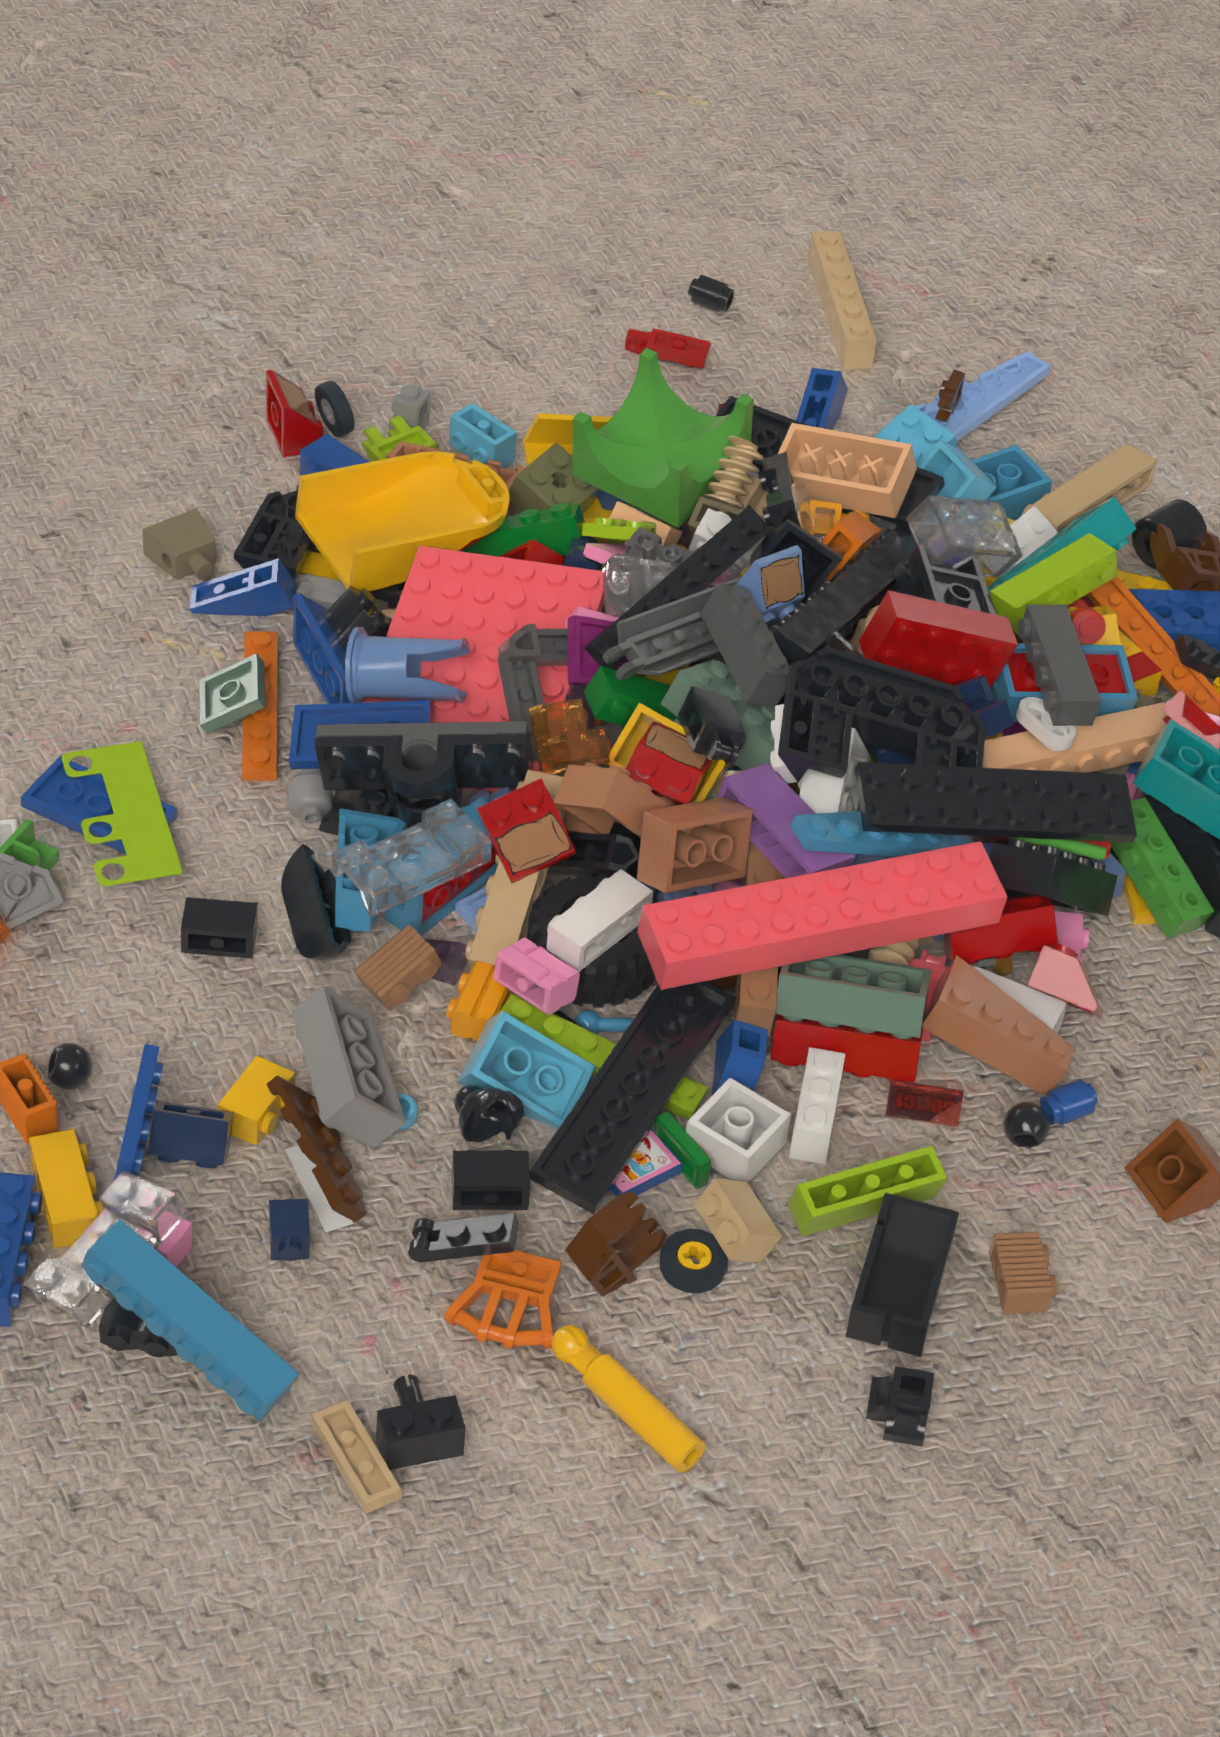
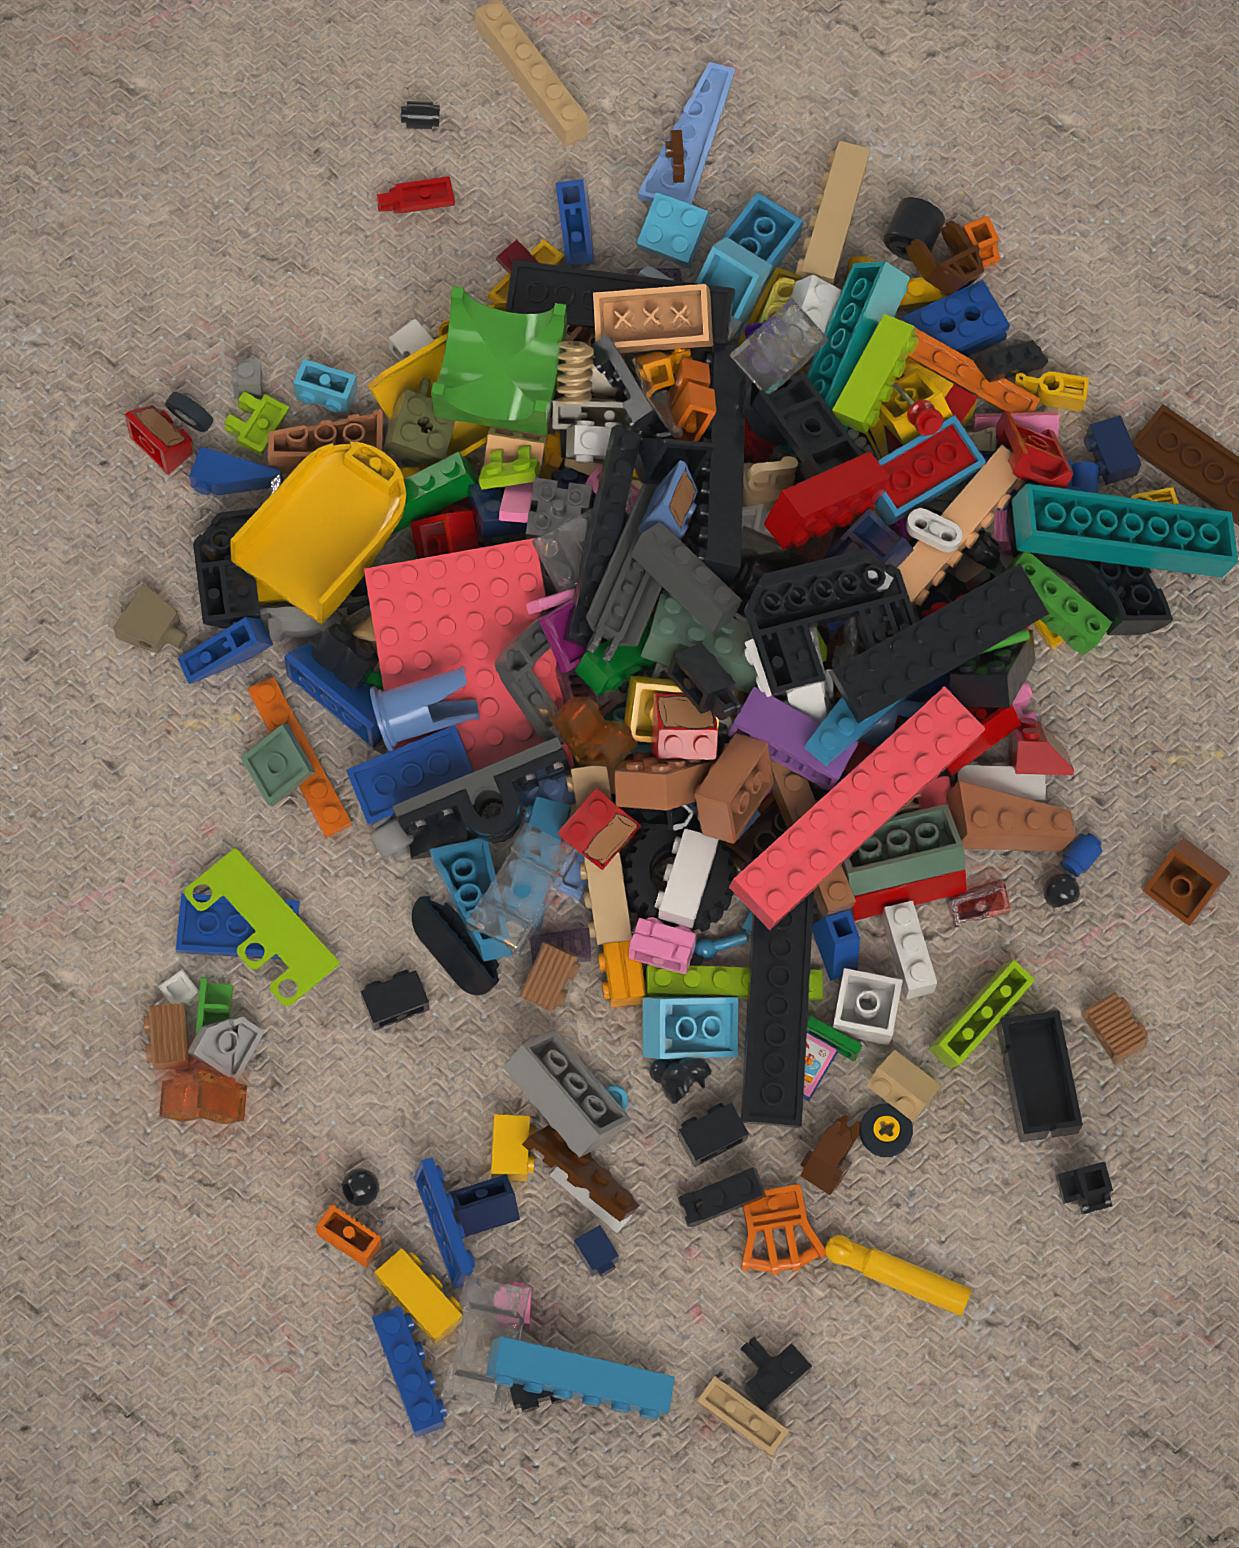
camera: 25 degrees left, 25 degrees up
(1059, 665) = (924, 474): dark grey brick -> none

